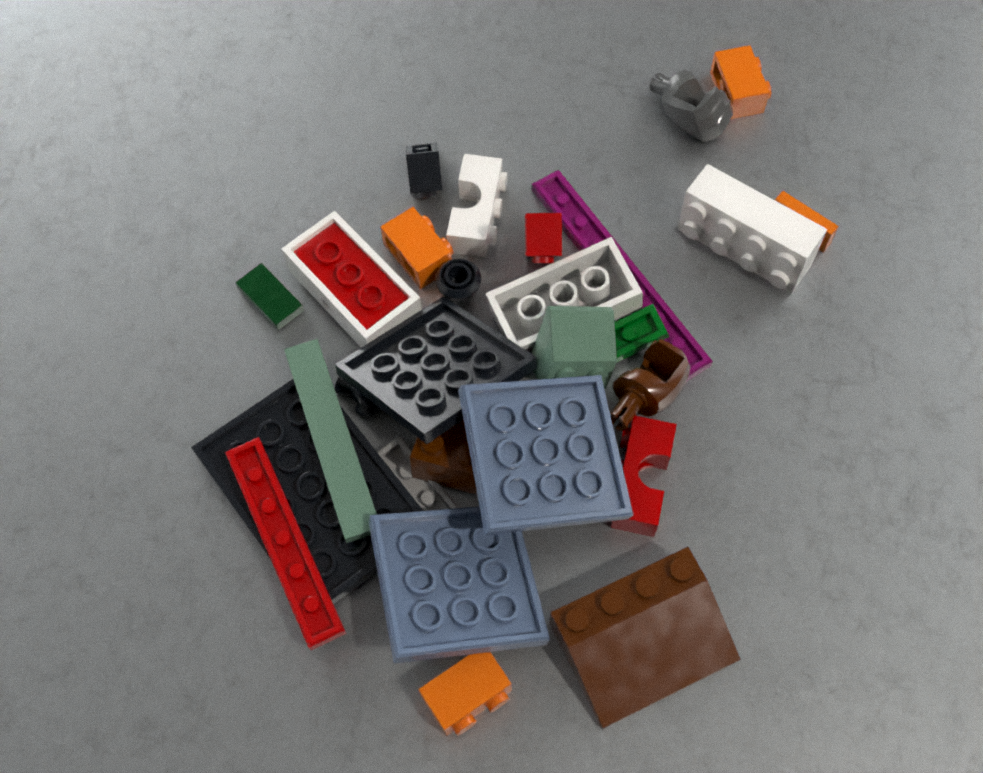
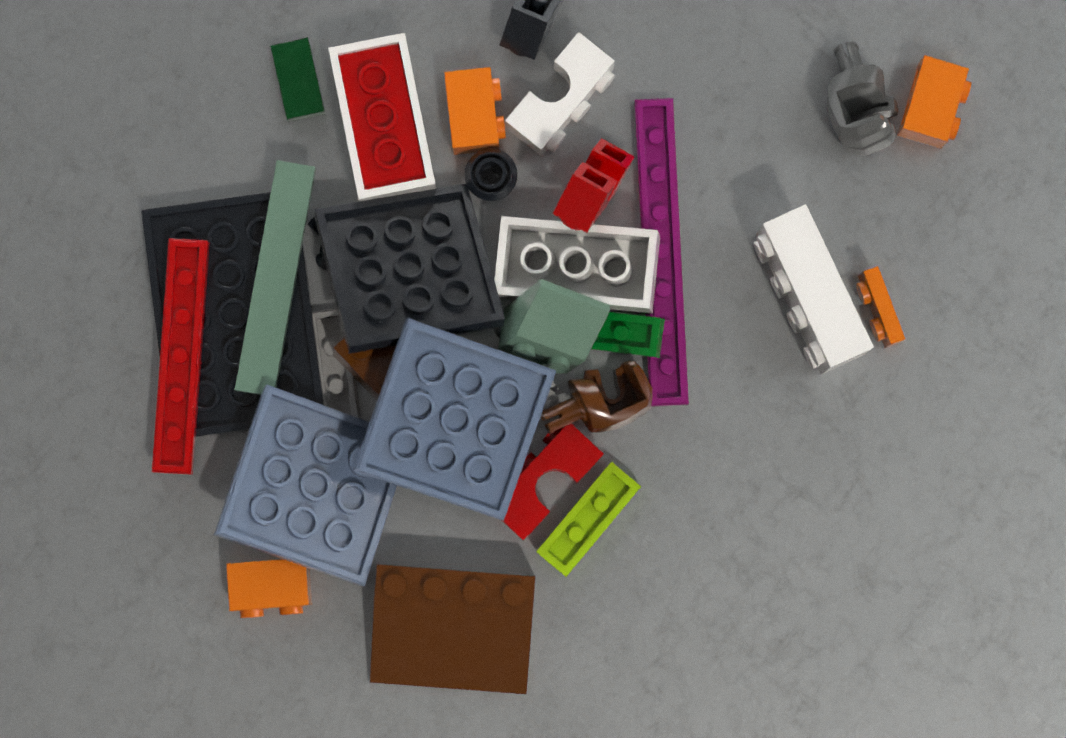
camera: 25 degrees right, 20 degrees up
(696, 488) = (588, 519): none -> lime plate

